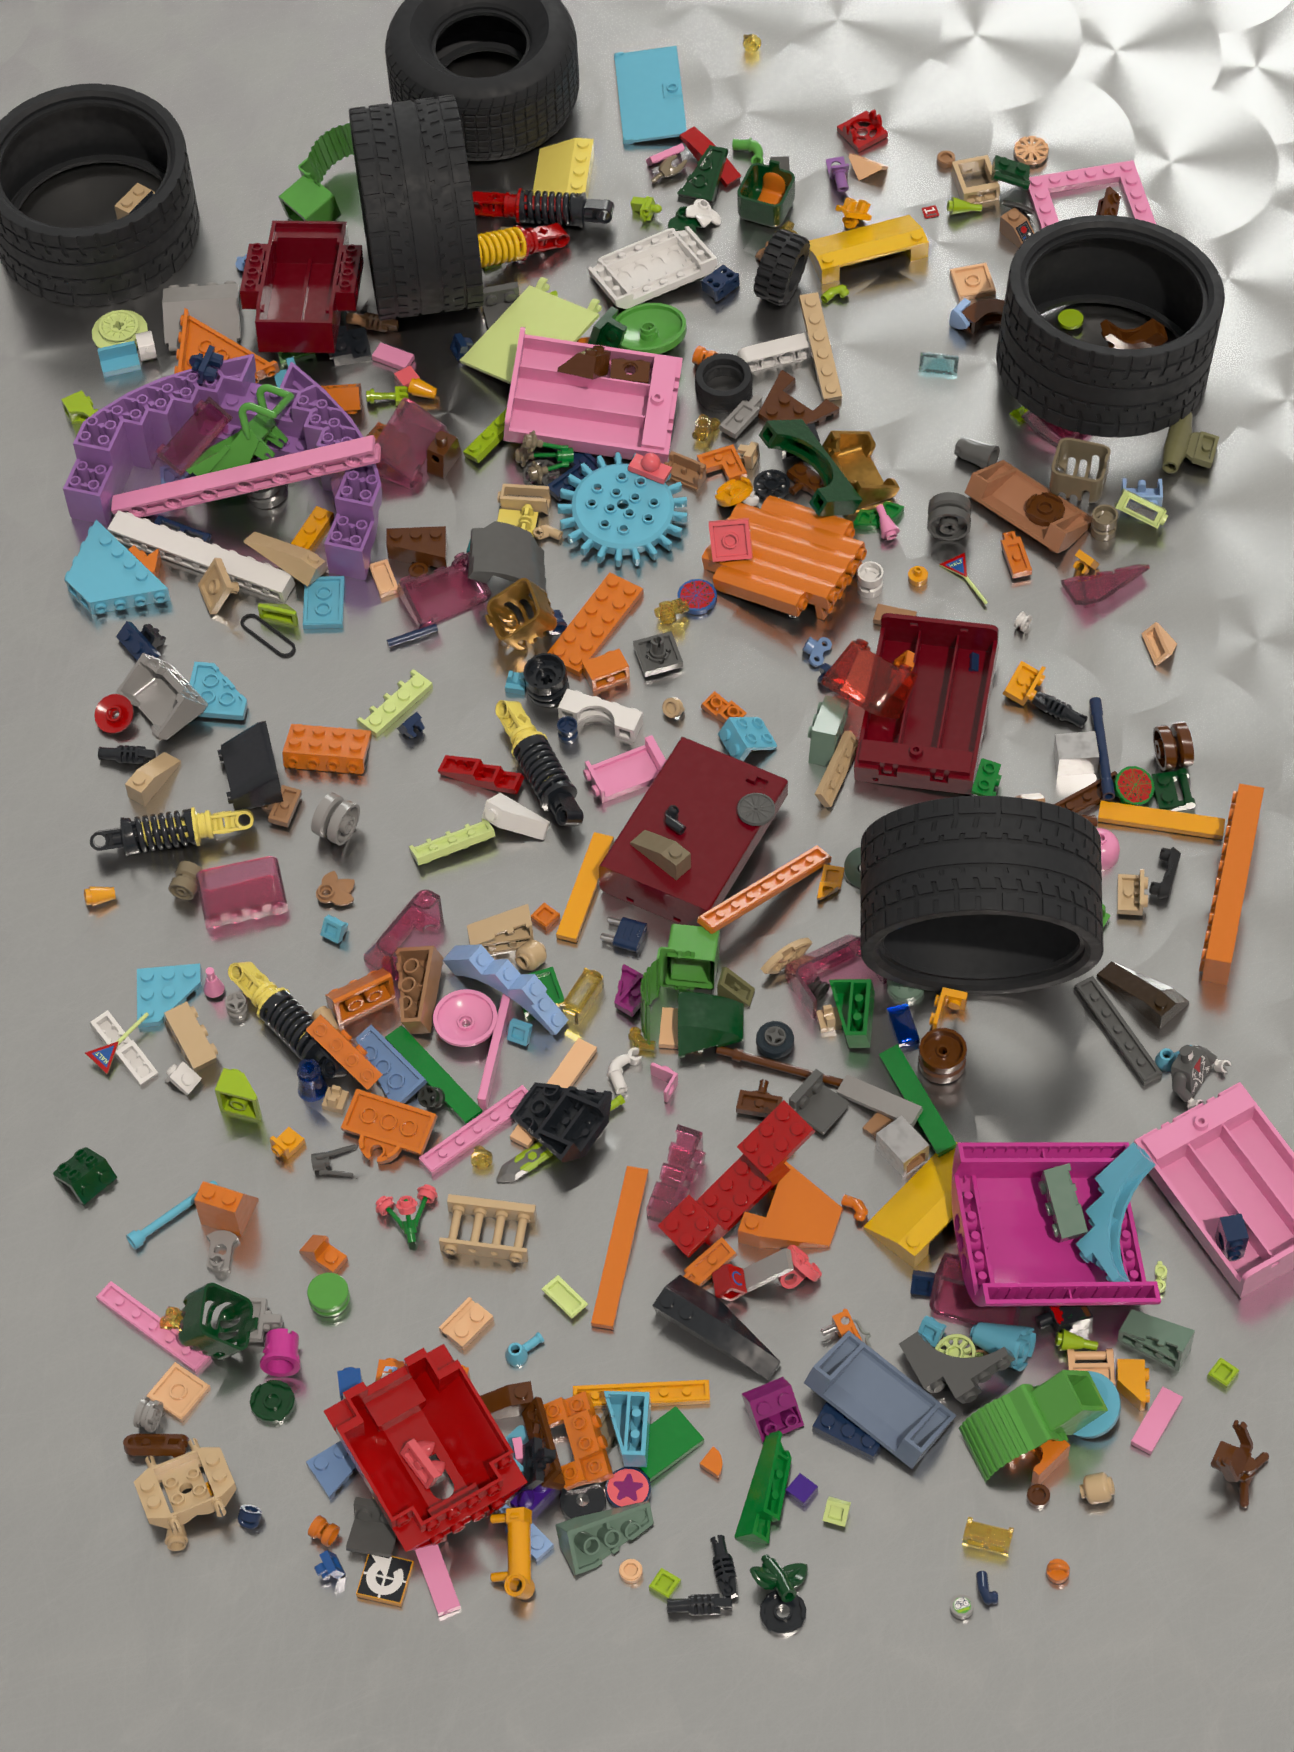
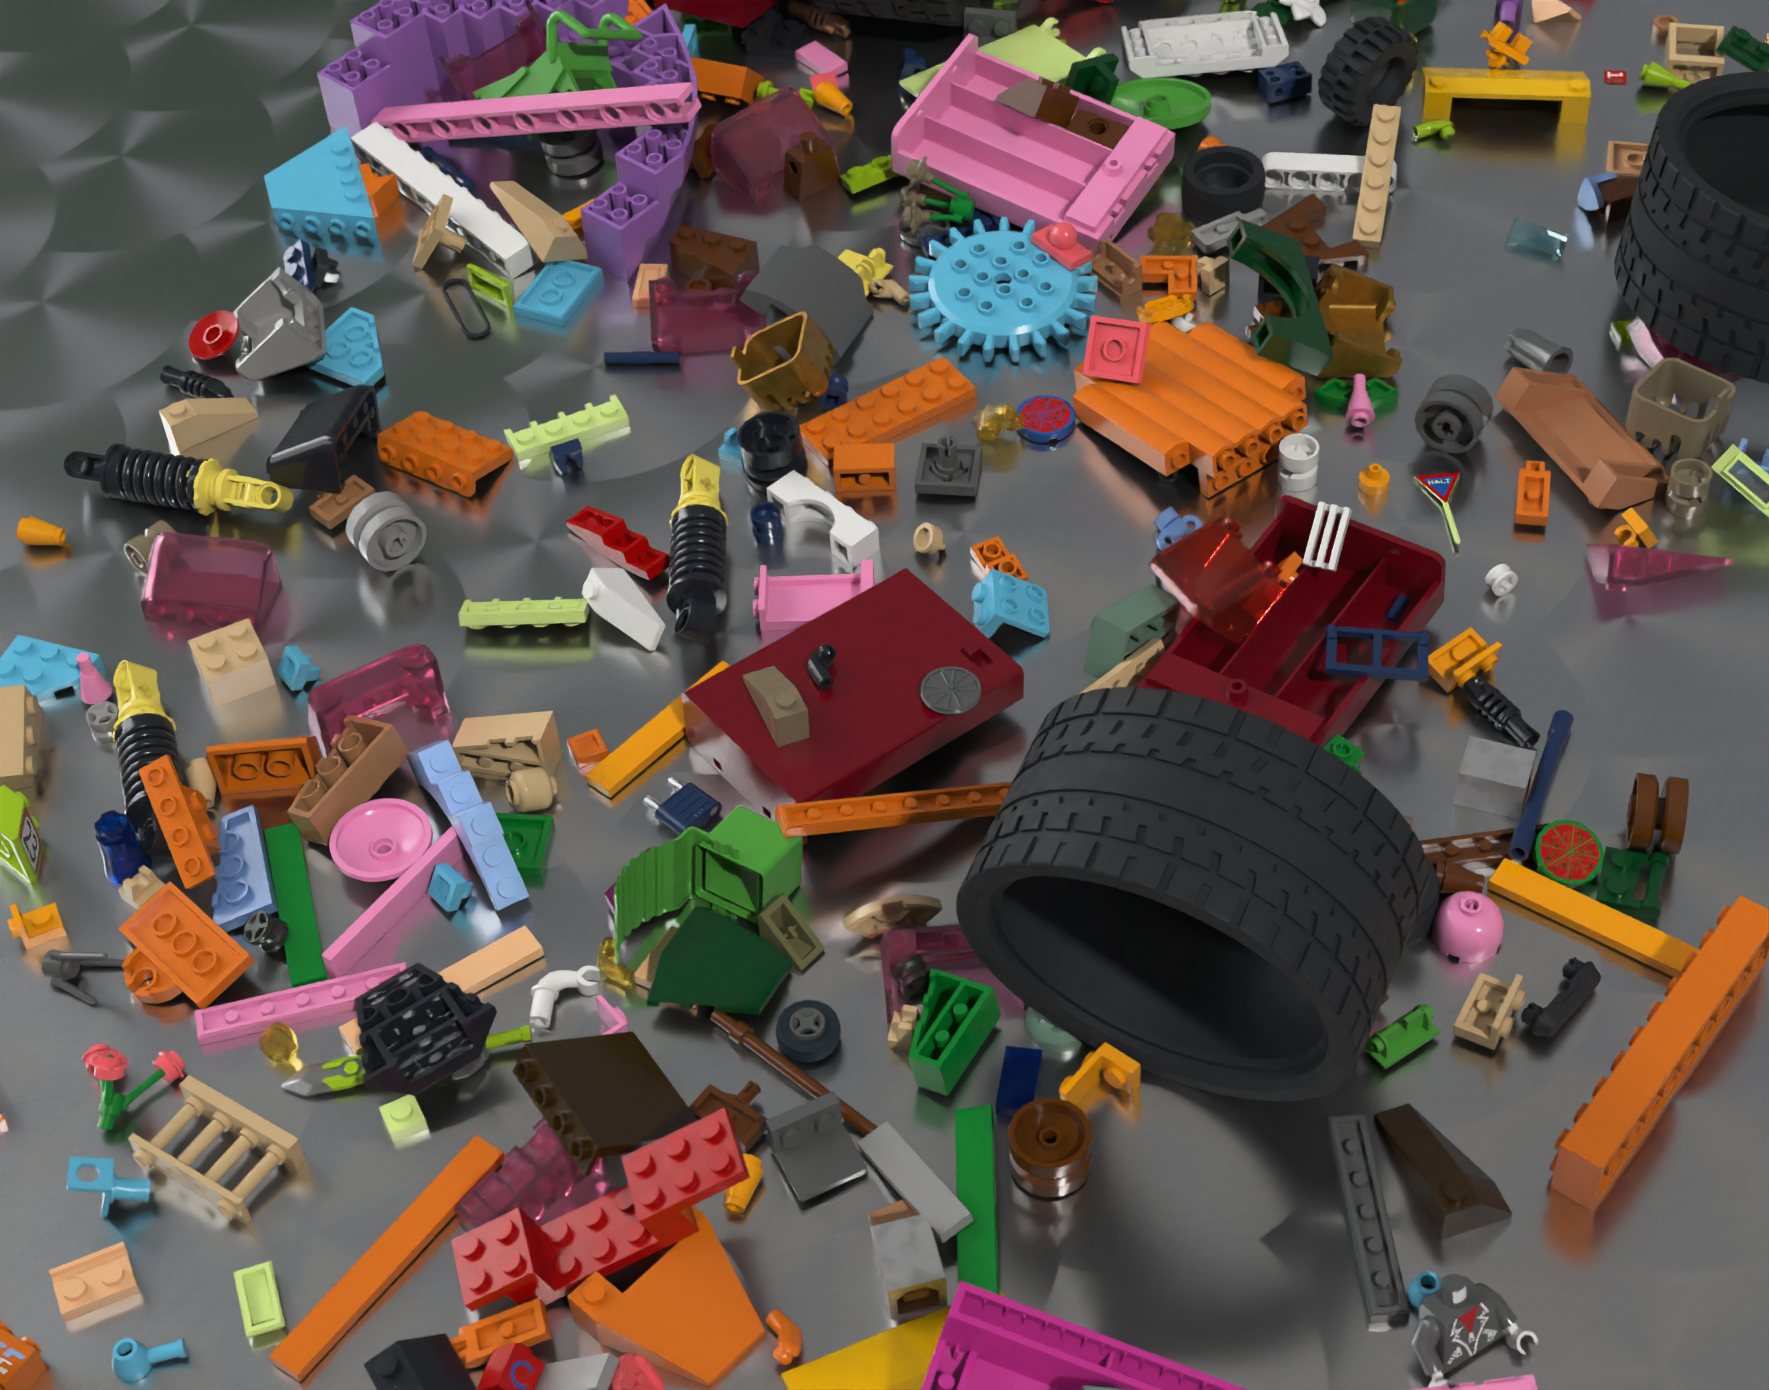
camera: 25 degrees right, 10 degrees down
(292, 939) = (232, 662): none -> tan brick
(338, 890) = (334, 622): medium nougat plate -> none
(443, 1270) = (107, 1182): none -> medium azure bracket
(516, 496) = (899, 244): tan window -> none
(578, 1172) = (403, 1117): none -> yellowish green plate
(583, 995) = (566, 869): clear yellow window -> none
(696, 1119) = (601, 1095): none -> dark brown panel
(771, 484) = (1227, 317): black wheel -> none
(923, 640) = (1315, 532): none -> white tile
(986, 710) = (1376, 669): none -> dark blue window
(1044, 508) = (1607, 444): reddish brown tile -> none
(1159, 643) = (1703, 669): light nougat slope -> none

